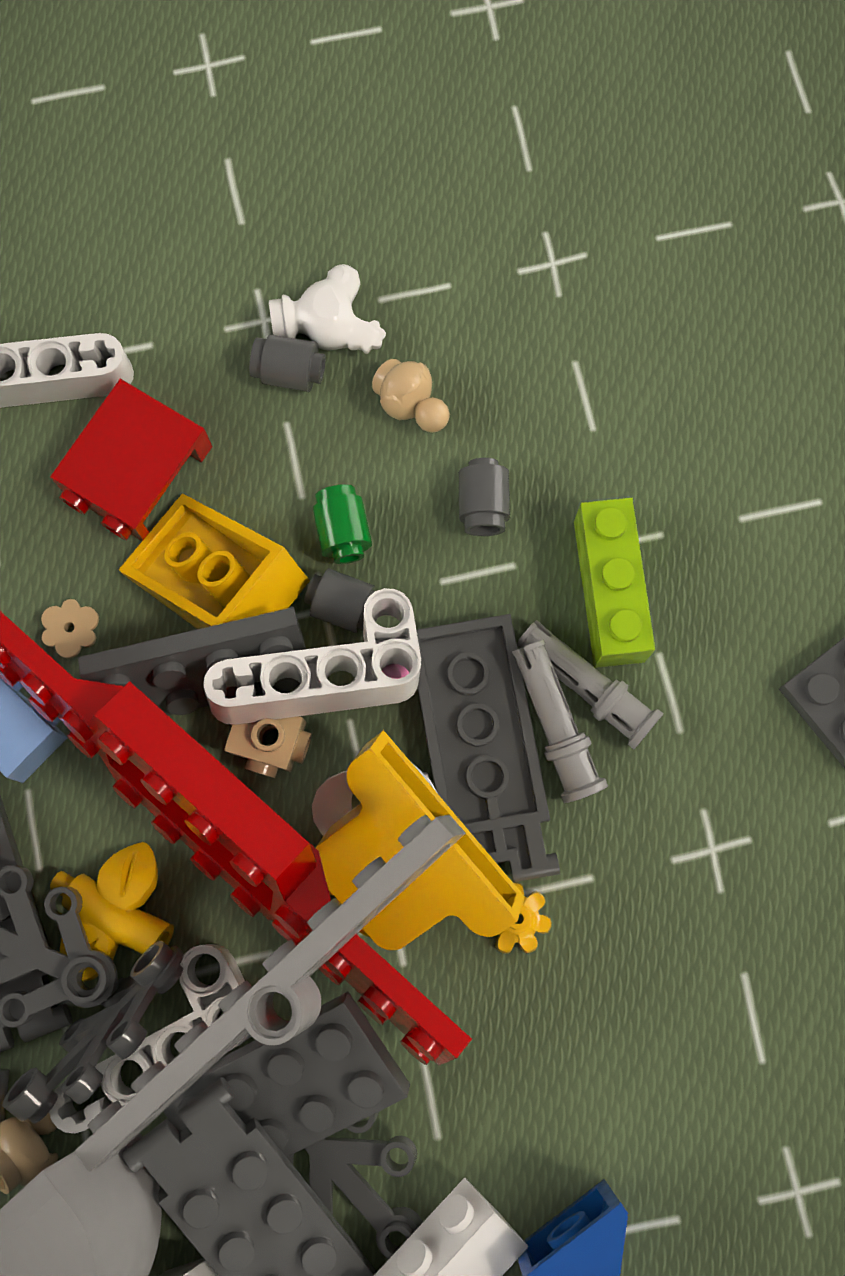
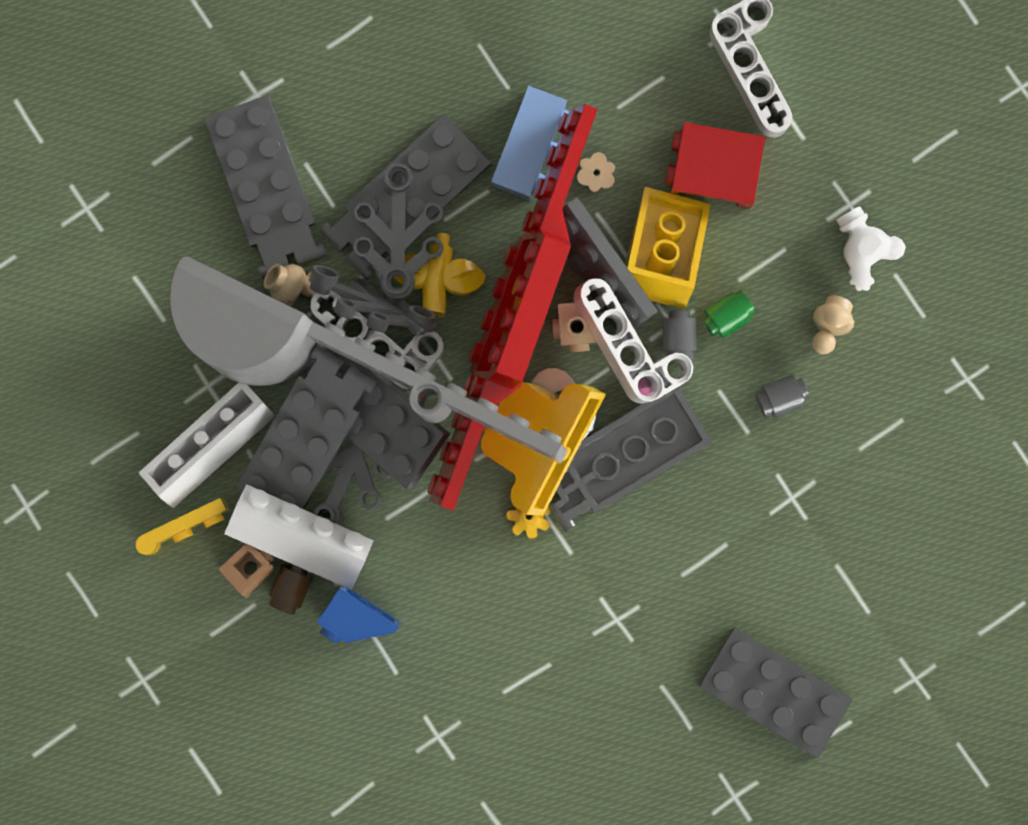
camera: 65 degrees right, 10 degrees up
(287, 362) = (822, 235): dark grey brick -> none
(566, 745) = (643, 507): light grey pin -> none
(607, 698) = (683, 522): light grey pin -> none
(613, 583) = (757, 498): lime brick -> none

